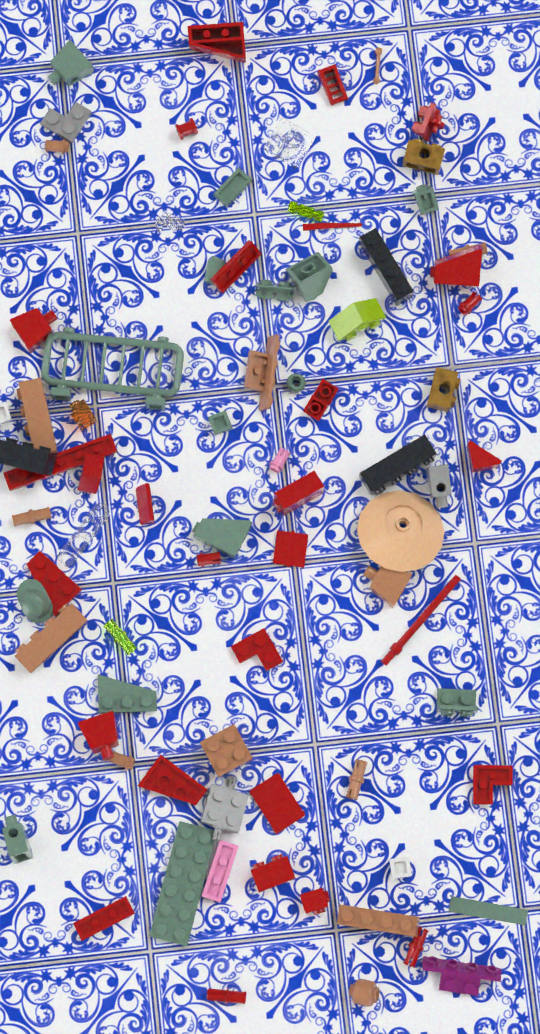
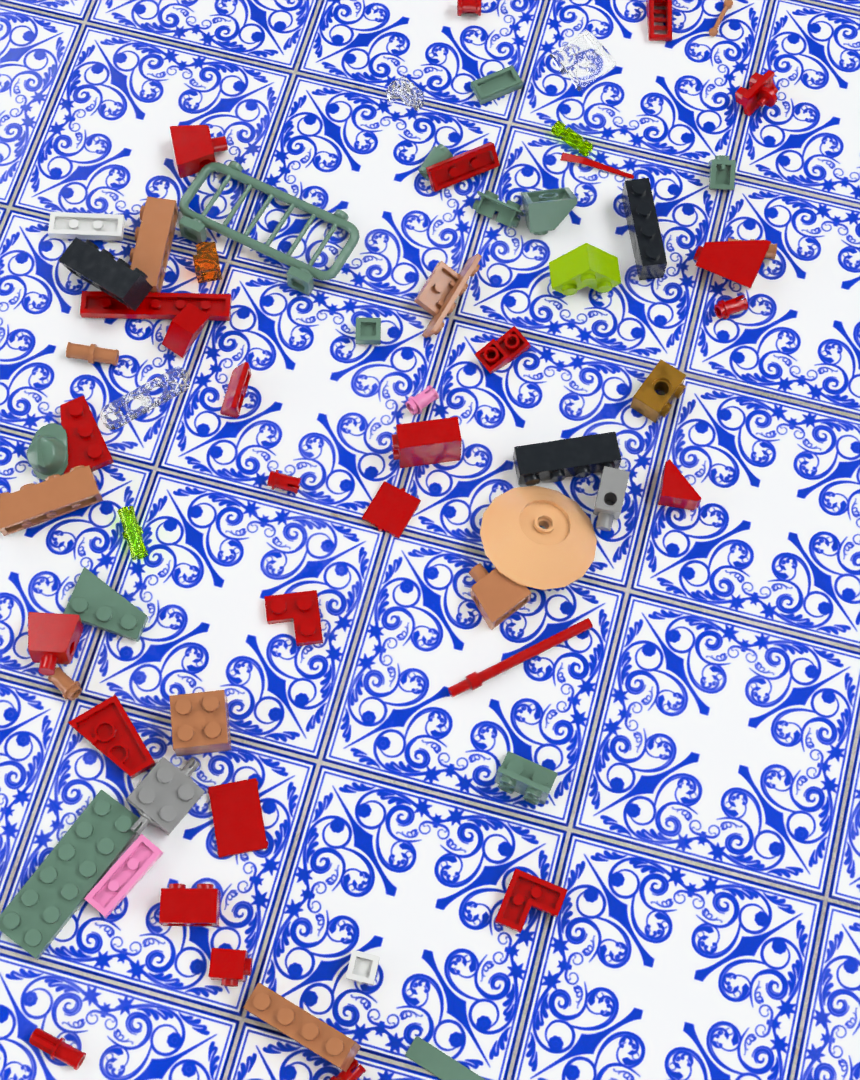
camera: 20 degrees right, 10 degrees down
(222, 534) = (315, 459): sand green slope -> none
(296, 377) = (480, 313): sand green plate -> none
(356, 779) = (353, 827): nougat pin -> none
(414, 161) = (740, 138): pearl gold brick -> none

